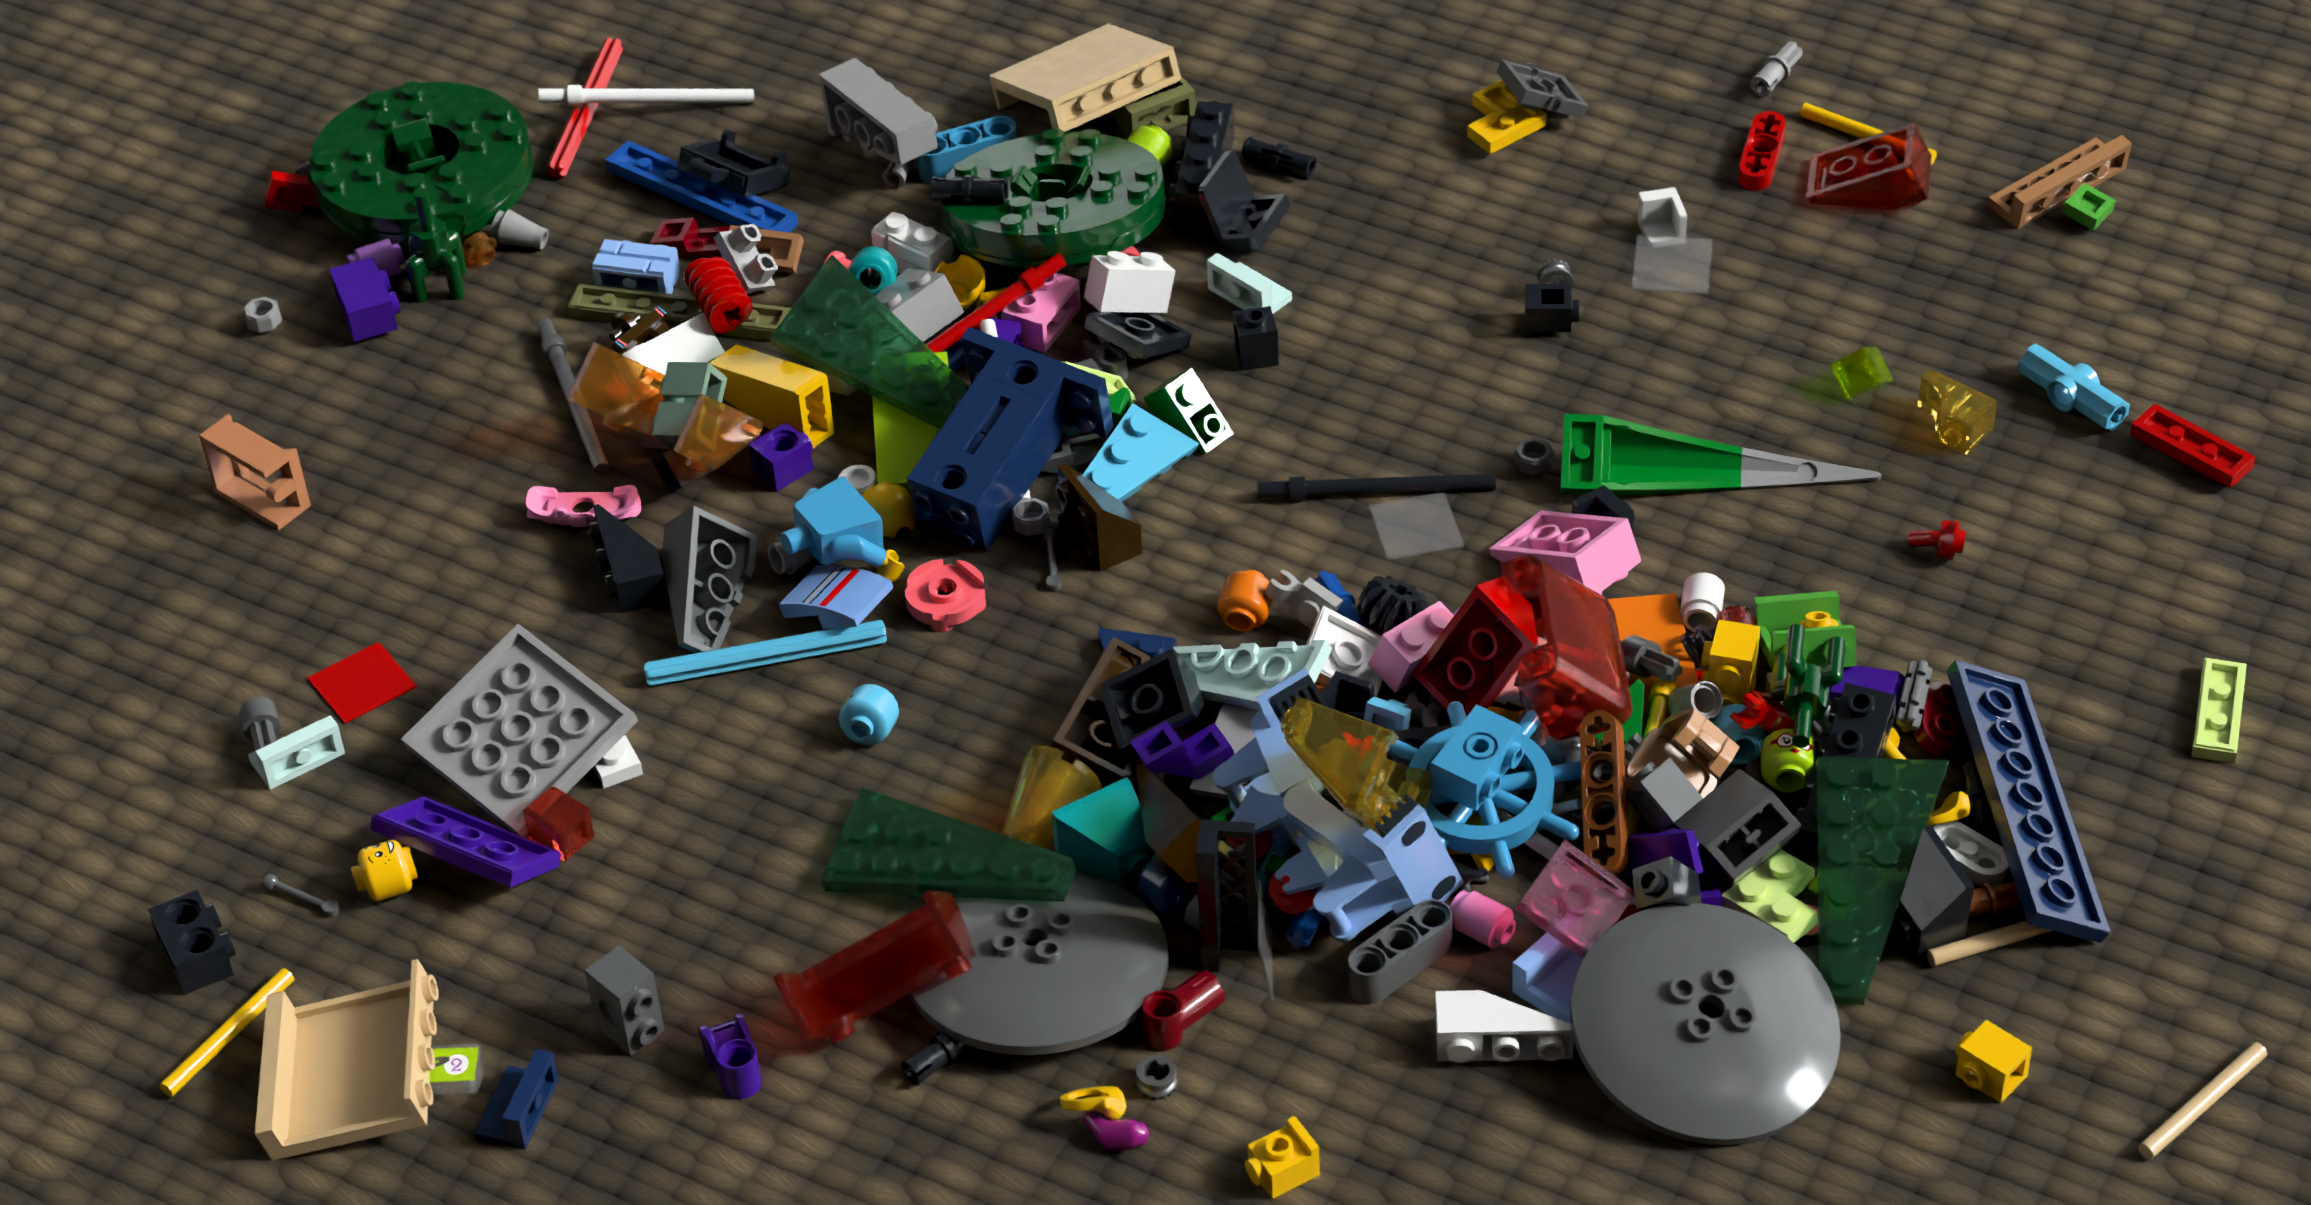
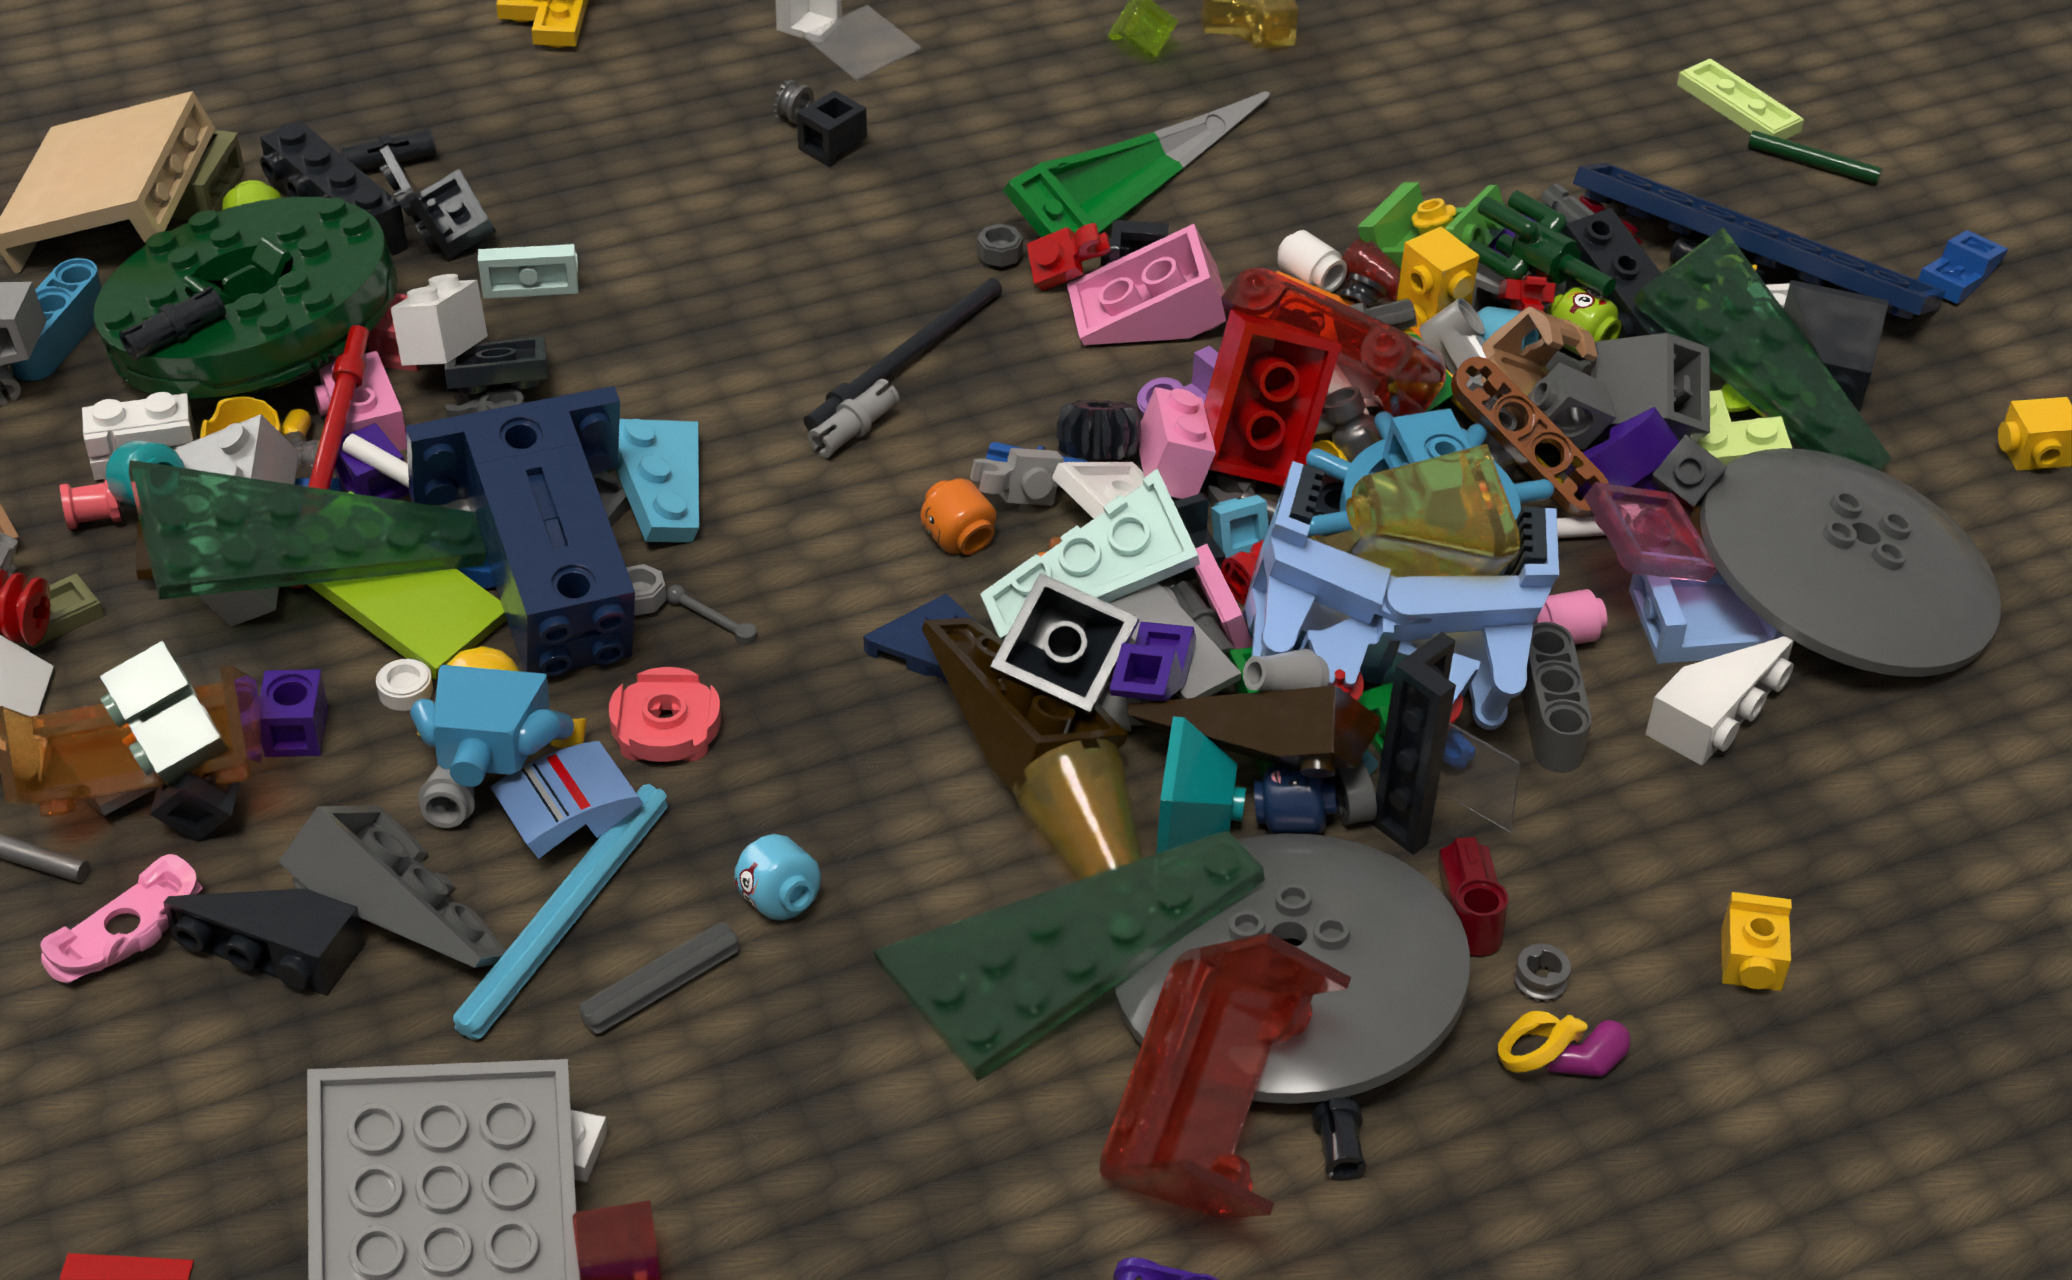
camera: 55 degrees left, 0 degrees up
(757, 720) = (658, 978): none -> dark grey axle
(777, 391) = (234, 630): yellow slope -> none
(1096, 520) = (721, 544): dark brown slope -> none
(1189, 409) = (653, 392): green slope -> none
(1205, 799) = (1286, 671): none -> light grey cone
(1255, 338) = (616, 301): black brick -> none
(1283, 502) = (853, 418): none -> light grey pin
(1416, 525) = (982, 365): clear piece -> none
(1545, 486) = (1060, 254): none -> red plate
(1947, 539) = (1399, 101): red plate -> none
(1983, 942) = (1883, 361): tan bar -> none
(2172, 930) = (1964, 265): none -> blue slope
(2200, 785) = (1815, 157): none -> dark green bar

